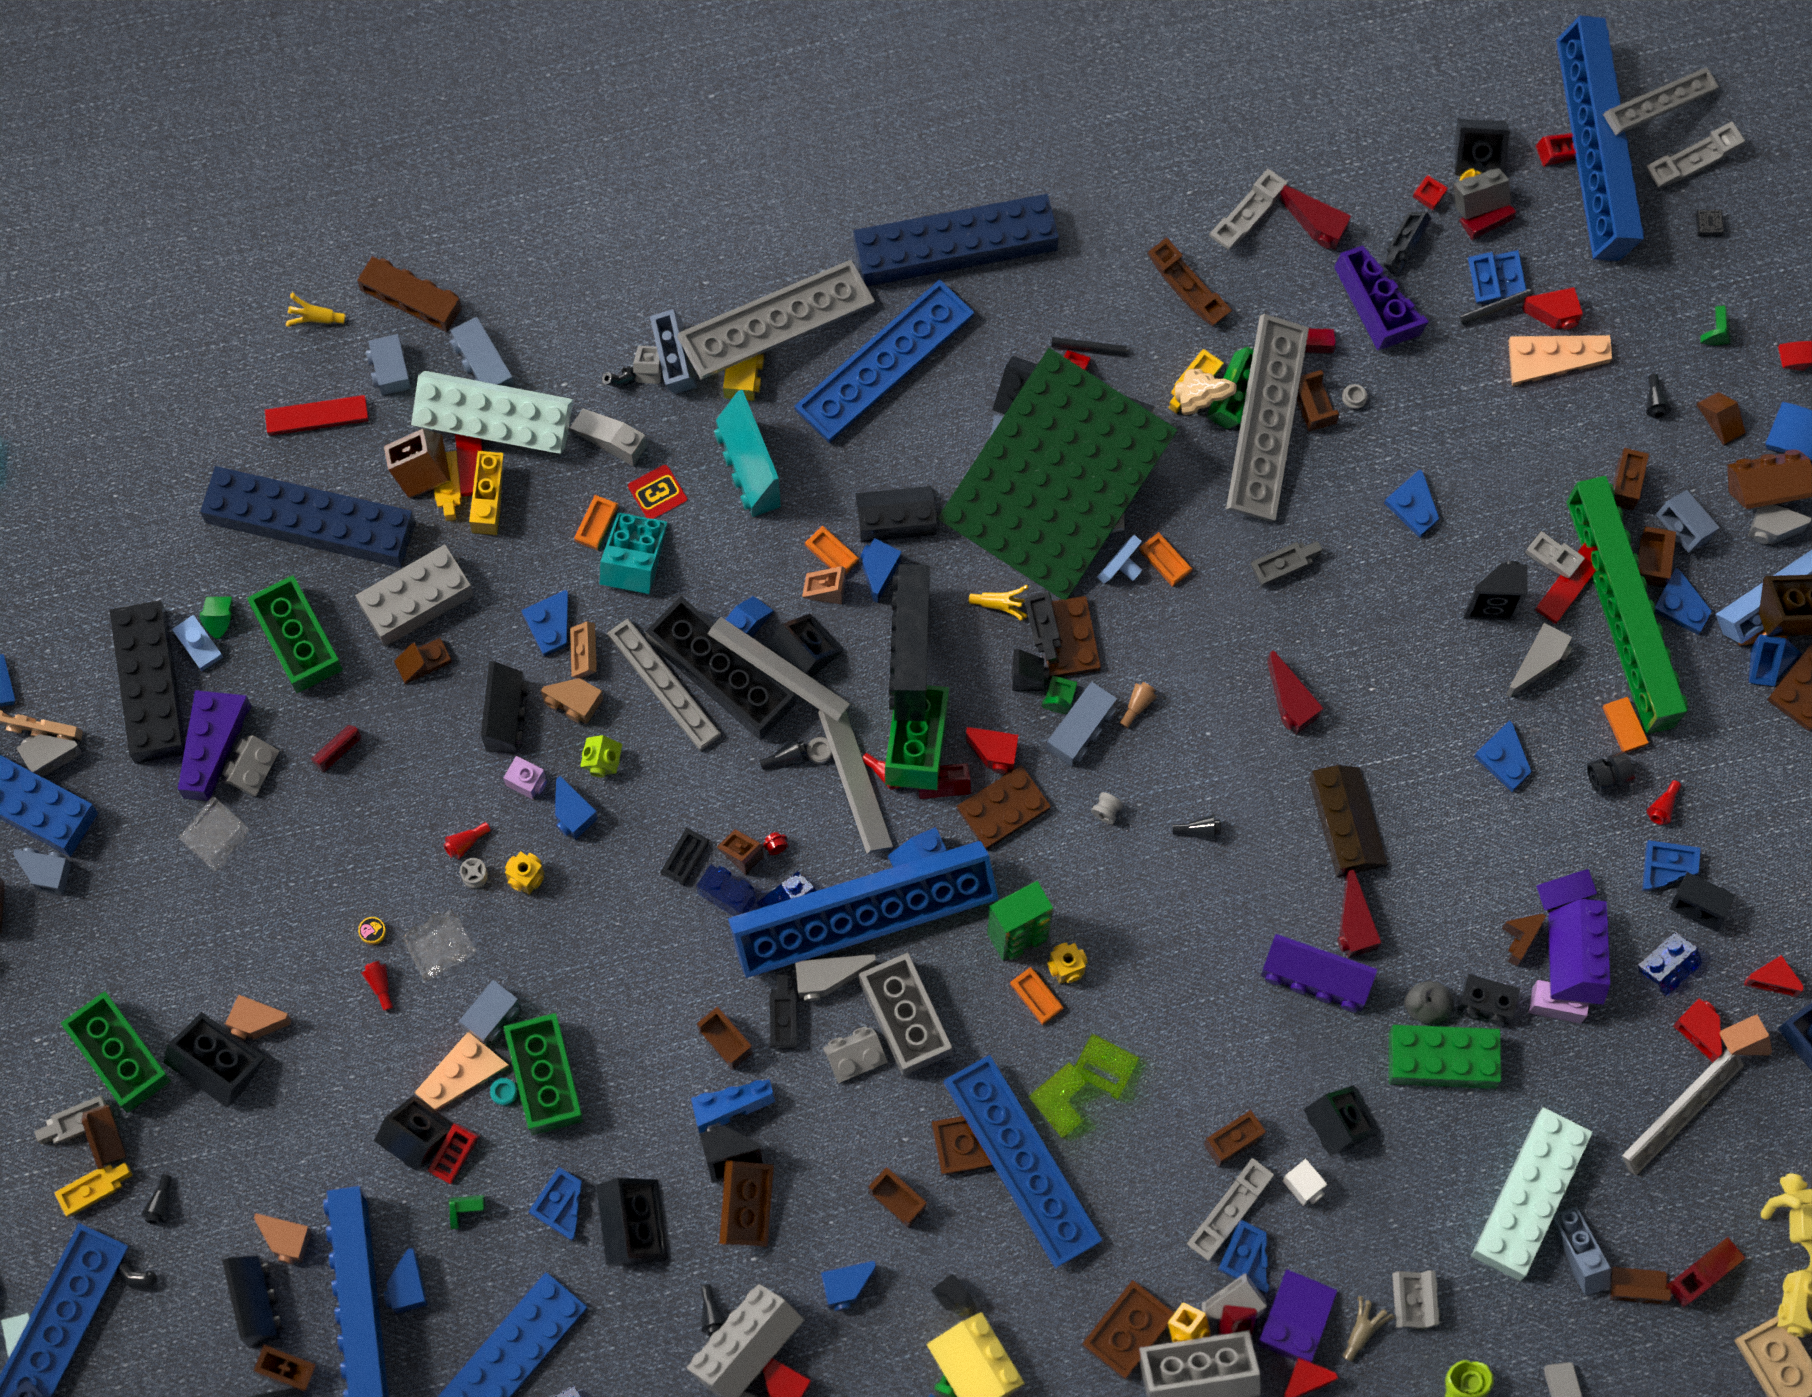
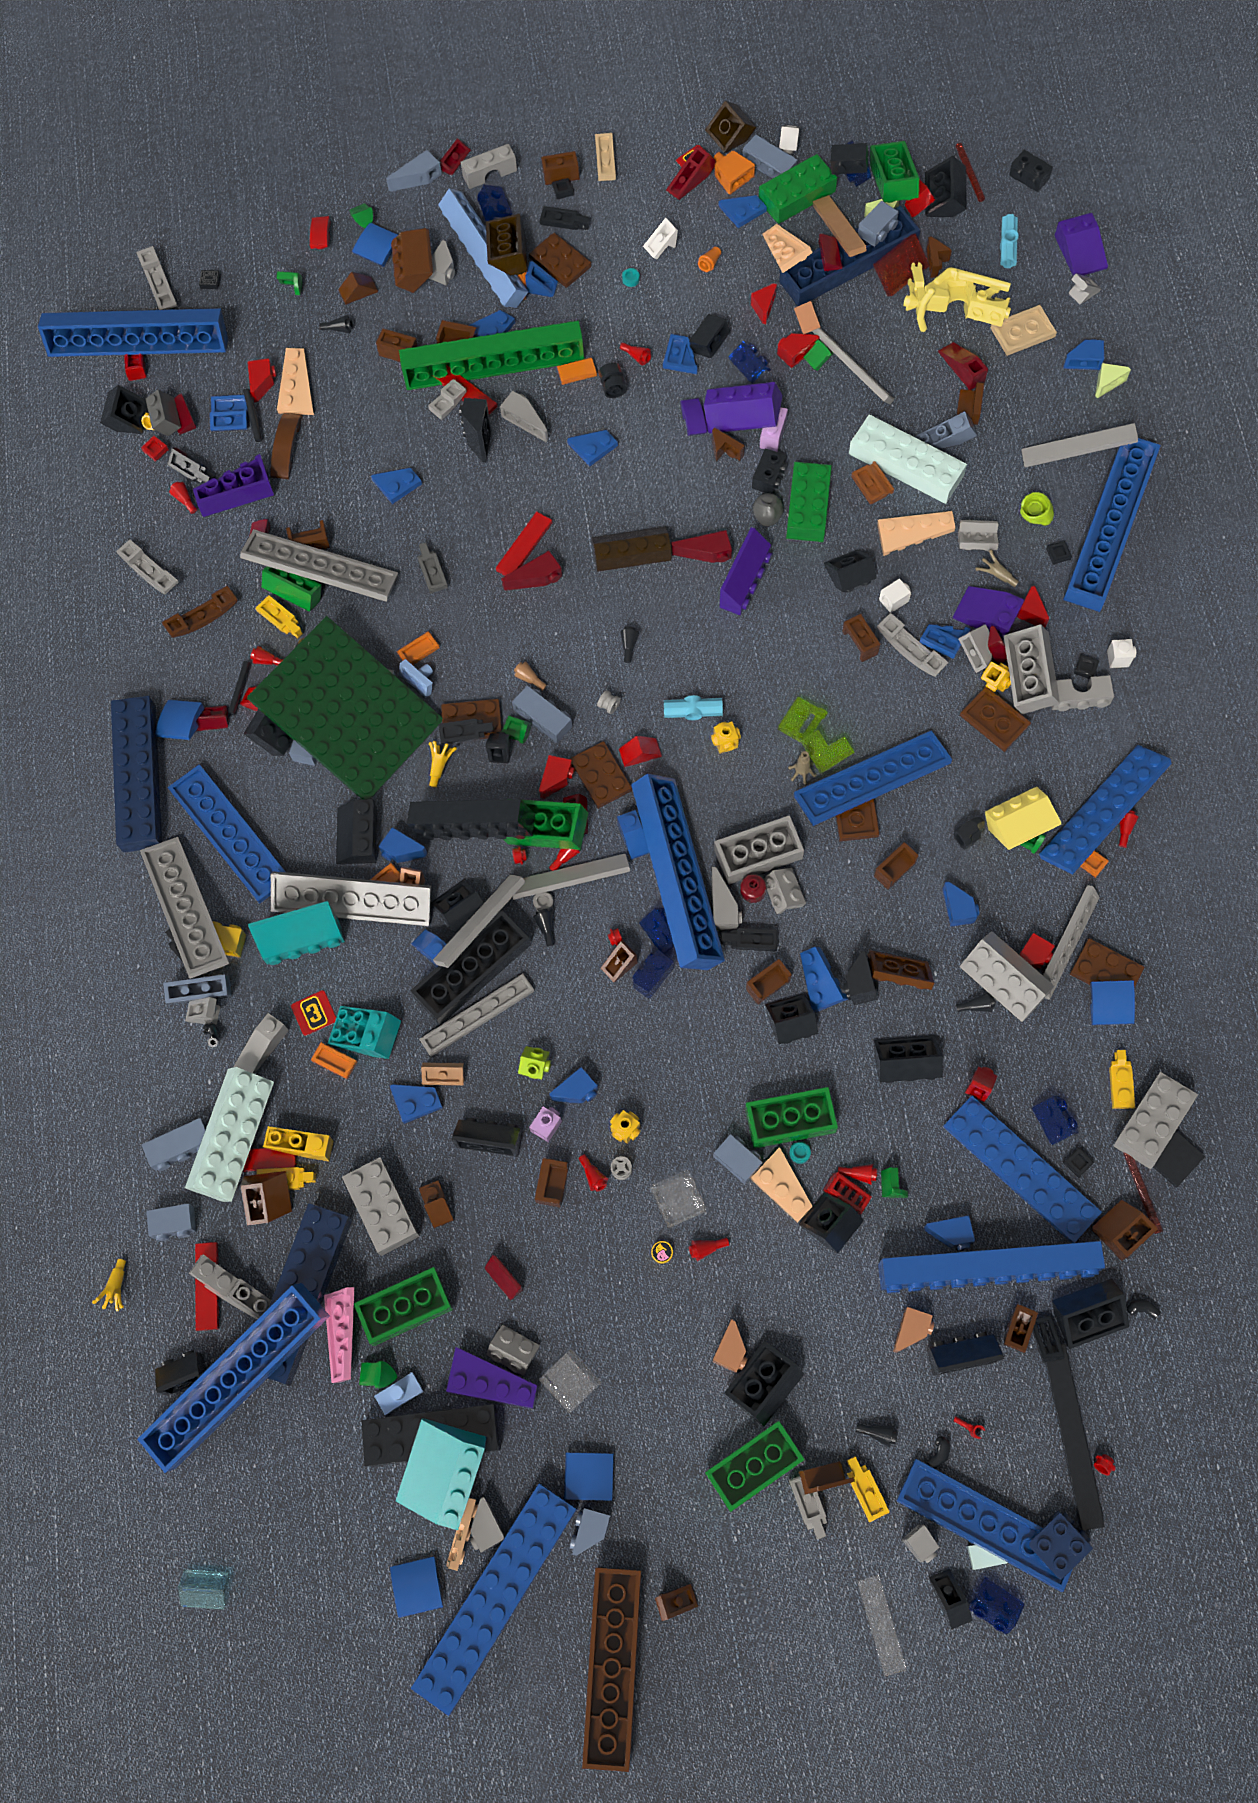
camera: 80 degrees left, 0 degrees up
(28, 1253) = (921, 1543): none -> light grey slope
(102, 693) = (441, 1472): none -> slope
(105, 864) = (588, 1476): none -> blue slope
(168, 1313) = (971, 1428): none -> red hand
(203, 453) = (233, 1377): none -> blue brick
(213, 398) = (179, 1374): none -> black slope
(266, 566) = (339, 1332): none -> bright pink wing
(312, 438) = (230, 1288): none -> light grey slope
(409, 293) = (109, 1202): reddish brown brick -> none
(451, 791) = (551, 1182): none -> reddish brown panel
(478, 1172) = (863, 1173): none -> red cone
(559, 1203) = (891, 1112): blue wing -> none
(574, 697) = (483, 1081): medium nougat slope -> none
(601, 1316) = (981, 1083): none -> red slope
(675, 874) = (634, 1015): black tile -> none
(677, 1070) = (791, 1019): none -> black slope
(803, 515) = (353, 897): none -> light grey plate
(851, 1011) = (753, 888): none -> dark red head
(880, 713) = (519, 855): none -> red plate
(1020, 921) = (699, 756): green brick -> none
(1030, 1068) = (803, 767): none -> dark tan piece
(1033, 279) = (178, 719): none -> blue slope
(1036, 996) = (746, 762): orange tile -> none
(1041, 856) = (639, 750): none -> red slope
(1043, 314) = (213, 718): none -> dark red slope
(1109, 918) = (693, 707): none -> medium azure piece
(1134, 368) = (262, 656): none -> red cone
(1201, 390) = (293, 605): tan rock -> none
(1320, 221) = (162, 523): dark red slope -> none
(1337, 679) = (524, 544): none -> red tile
(1354, 396) = (307, 513): light grey plate -> none
(1365, 234) = (181, 493): none -> red cone
(1419, 1207) = (909, 530): none -> light nougat wing
(1457, 351) = (283, 445): none -> reddish brown slope
(1488, 1147) = (872, 482): none -> dark orange plate
(1661, 101) = (113, 290): light grey tile -> none
(1689, 521) = (429, 315): sand blue brick -> none
(1693, 1059) = (818, 355): none -> green tile
(1796, 787) = (630, 277): none -> teal tile

